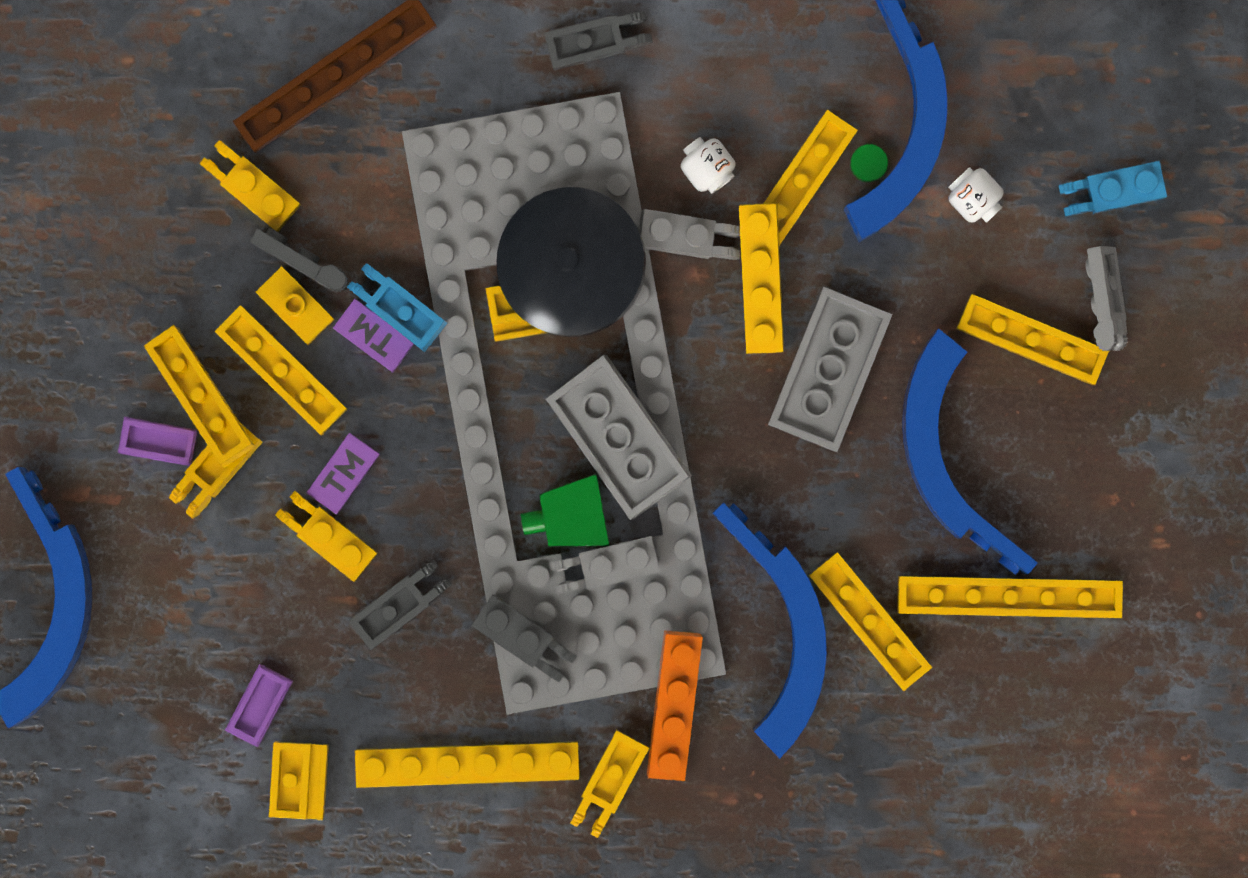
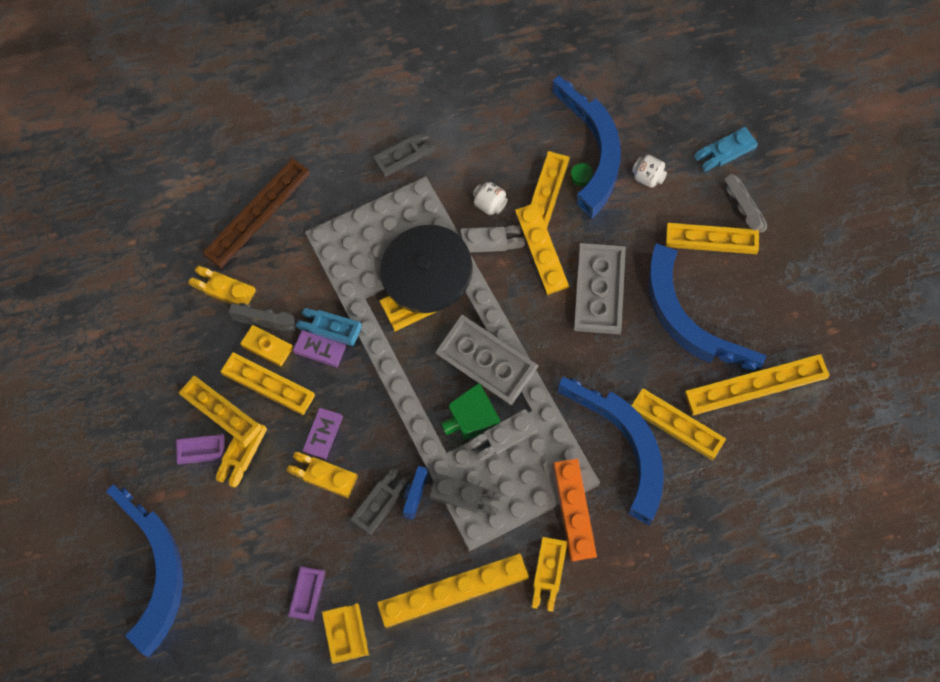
camera: 15 degrees left, 20 degrees down
(452, 607) = (414, 493): none -> blue plate

